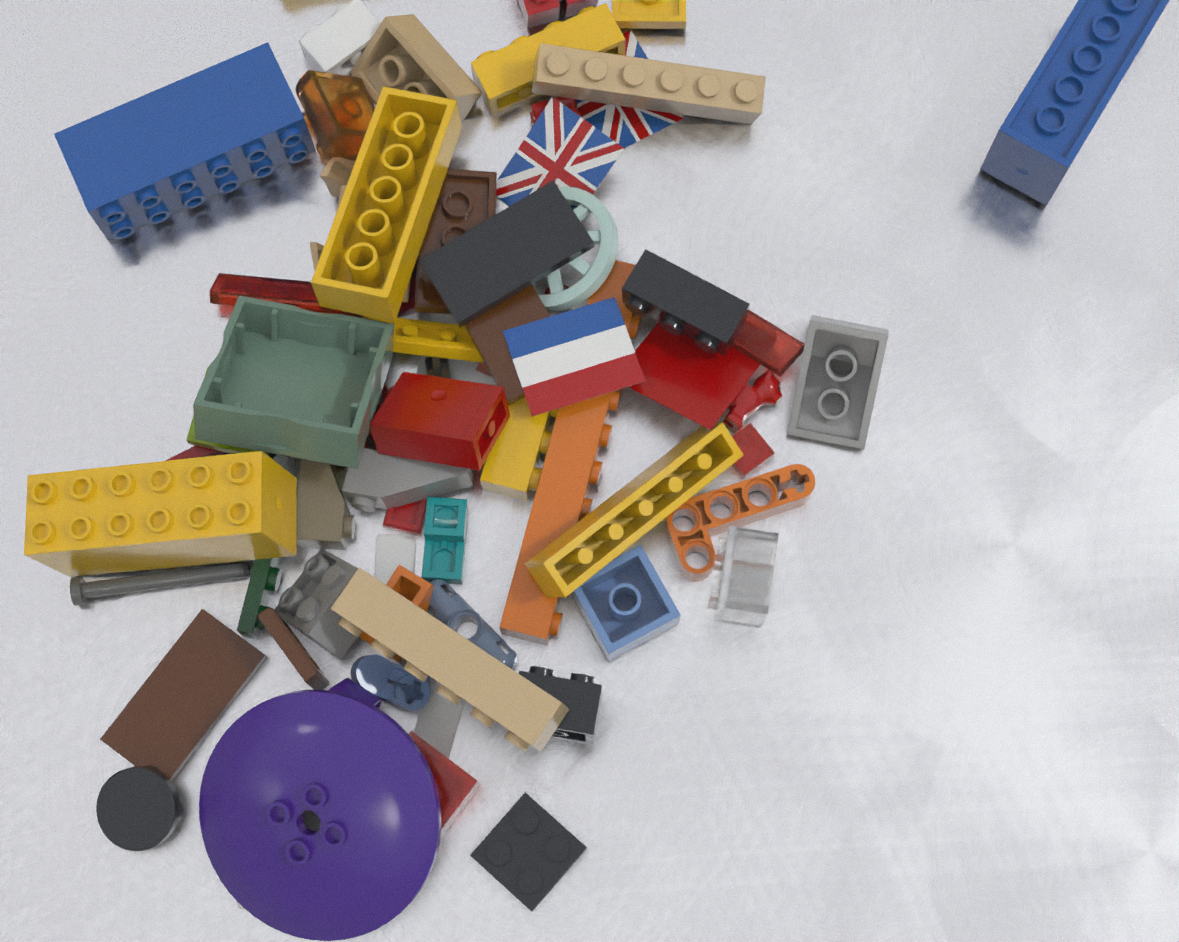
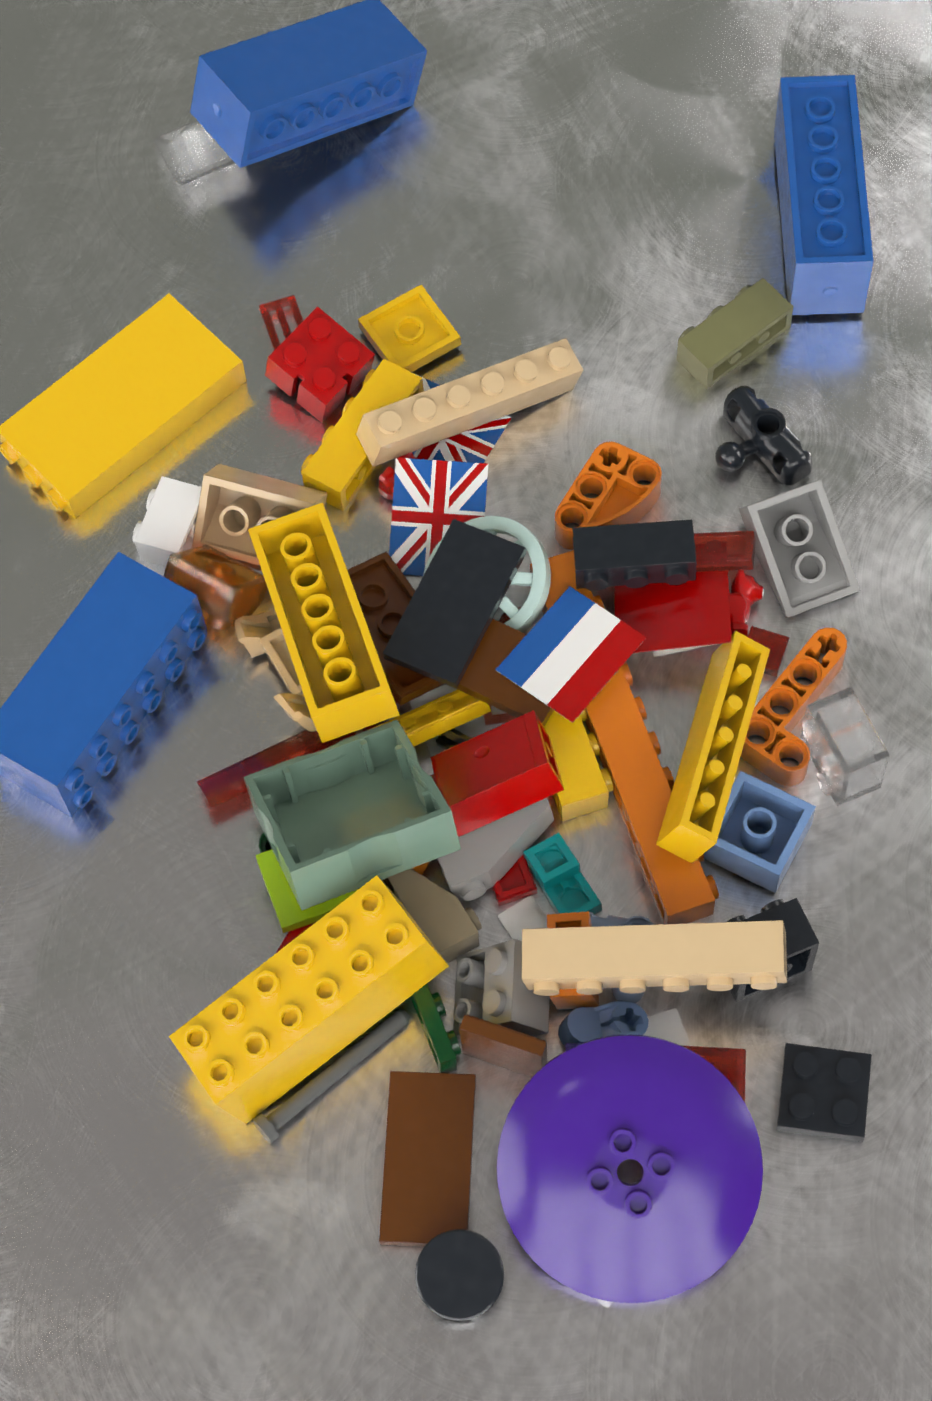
camera: 30 degrees left, 10 degrees down
(718, 246) = (613, 476): none -> orange beam
(877, 244) = (751, 424): none -> black piece
(919, 156) = (734, 332): none -> olive brick

